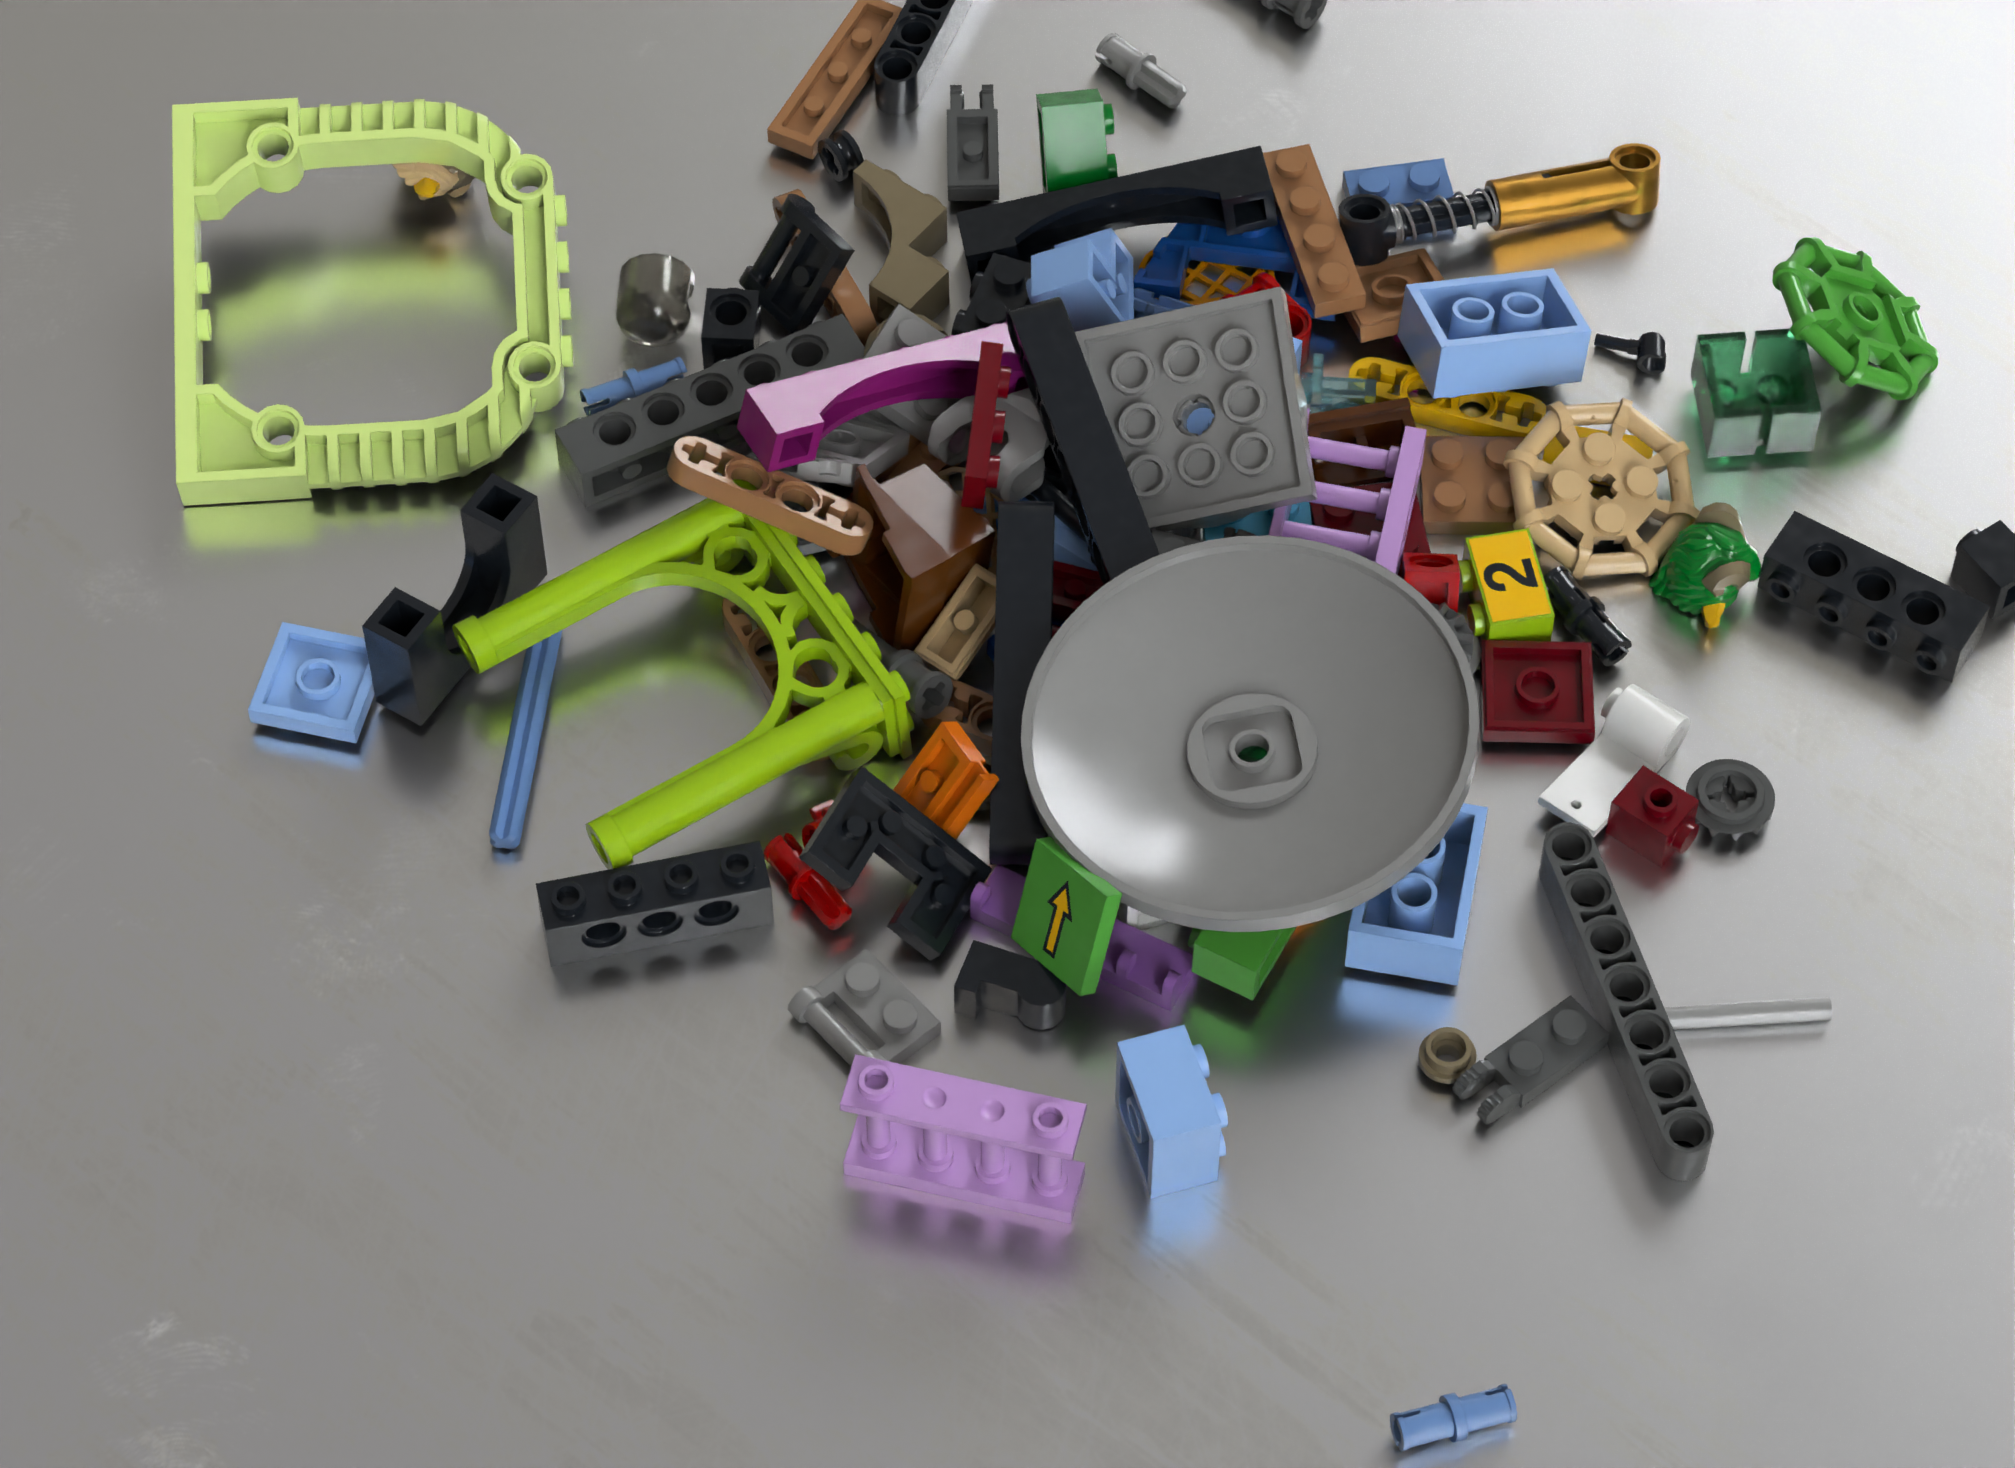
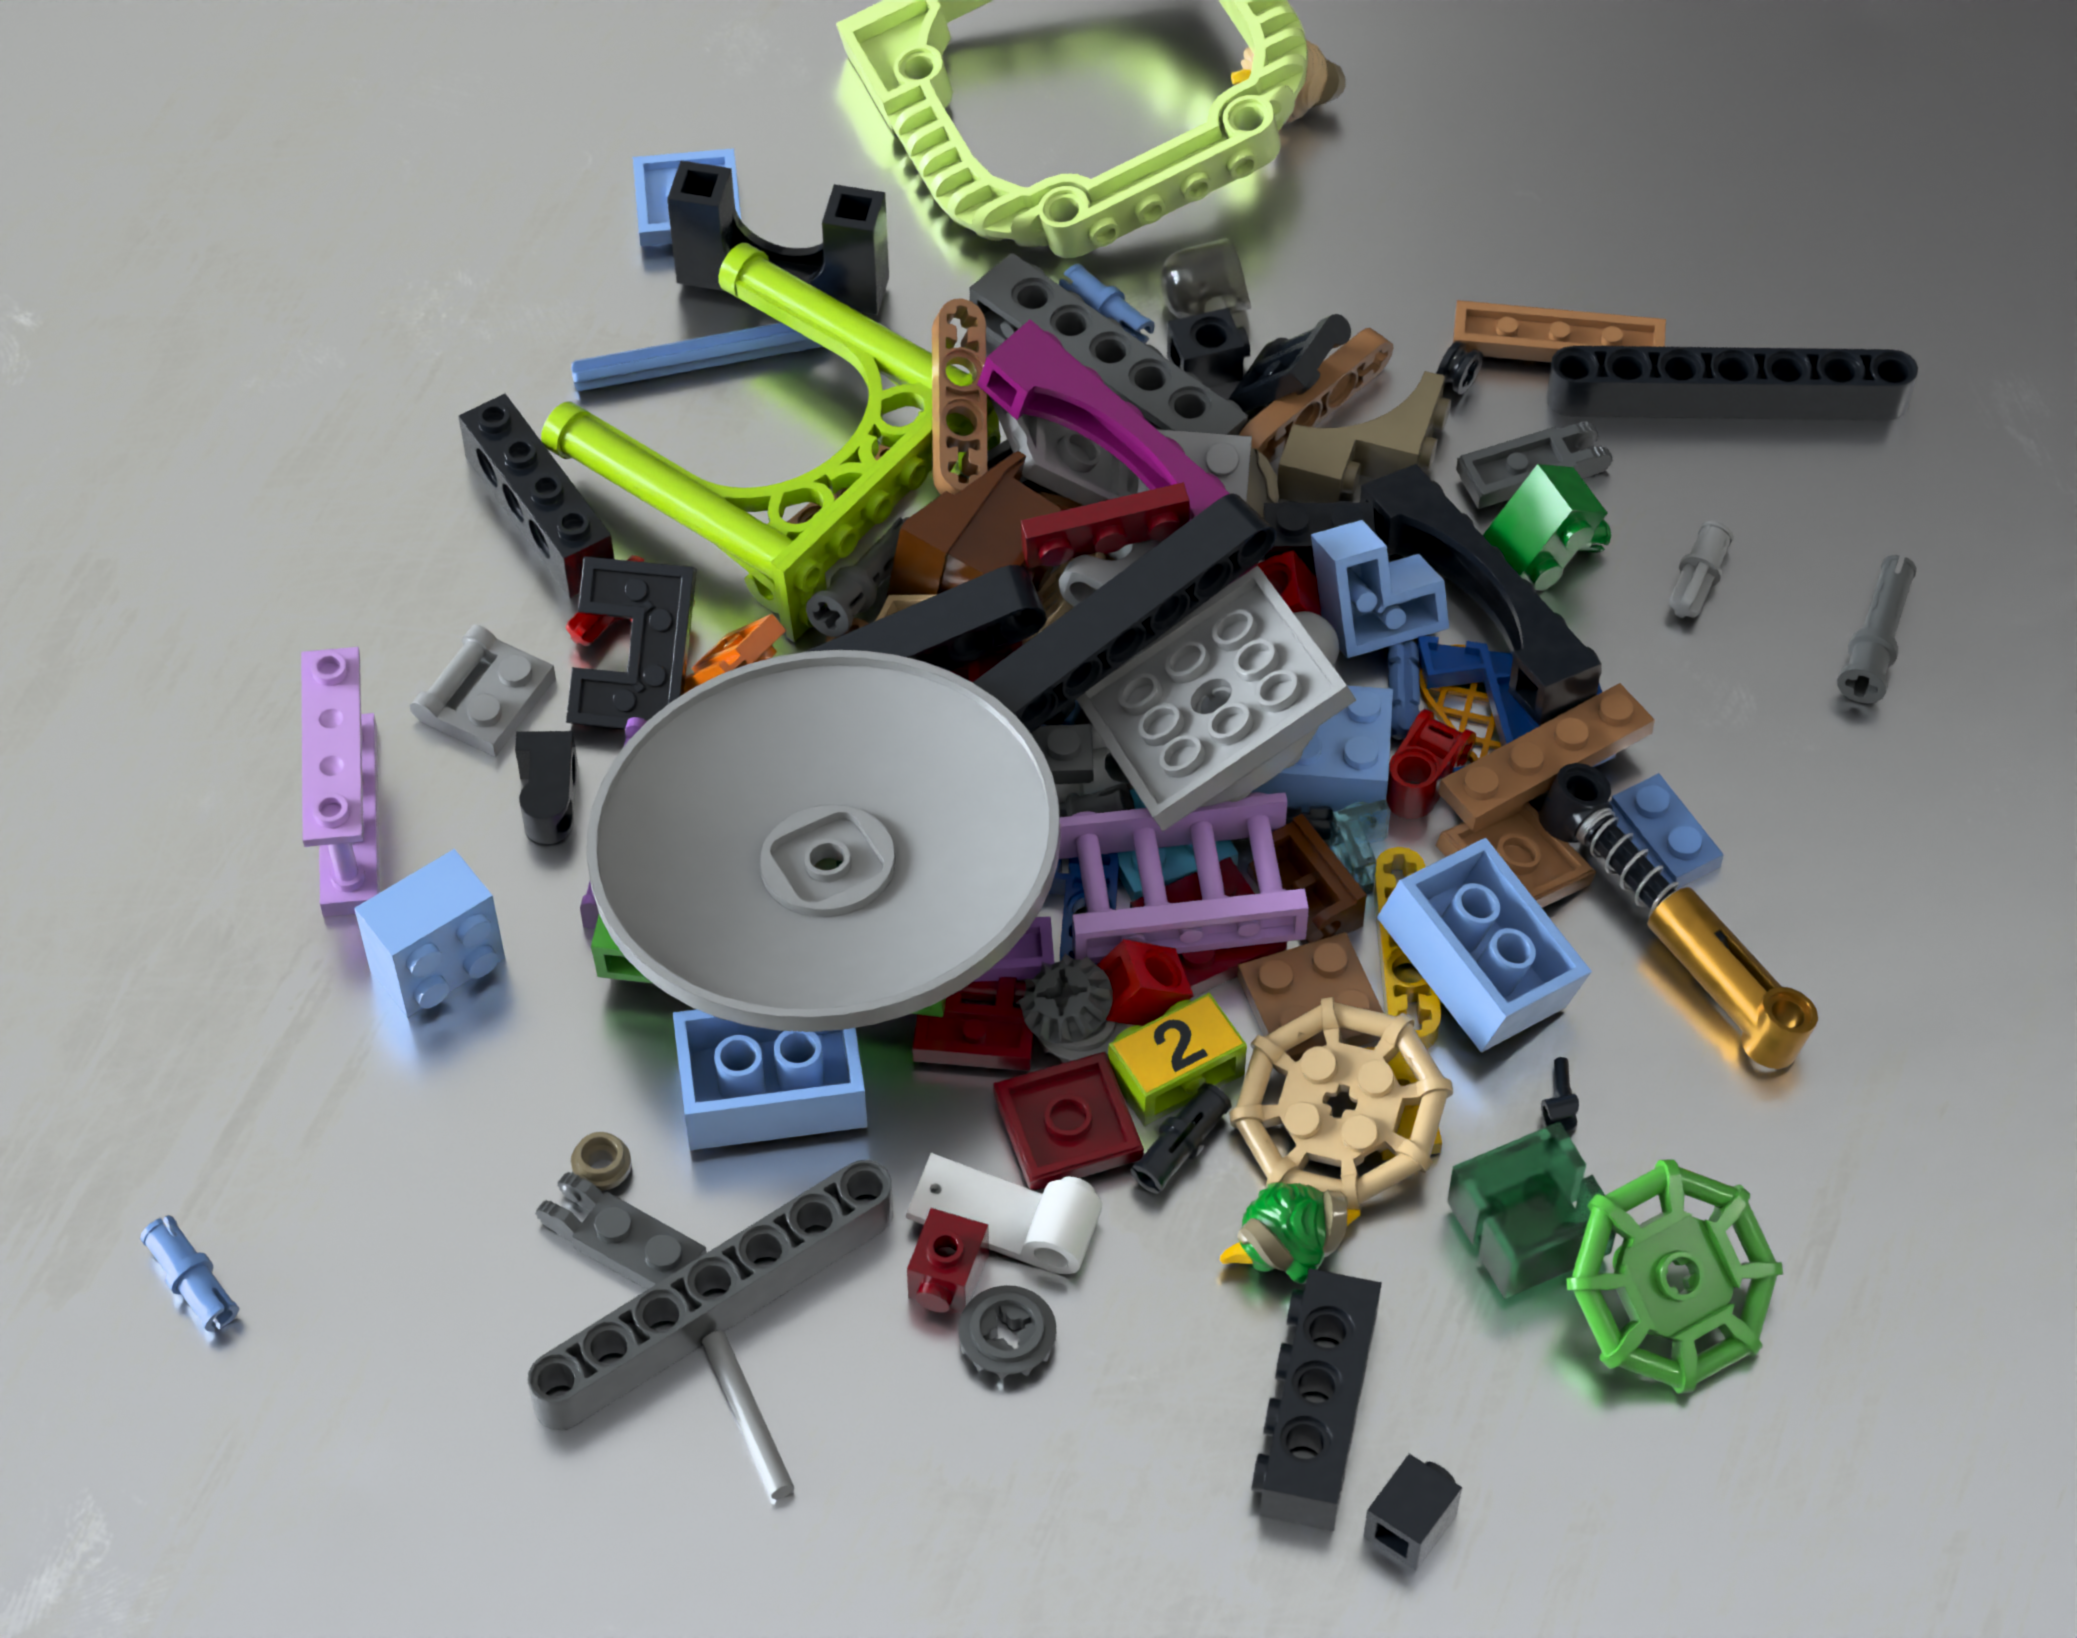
camera: 70 degrees right, 0 degrees up
(1066, 917) = (582, 785): bright green tile -> none

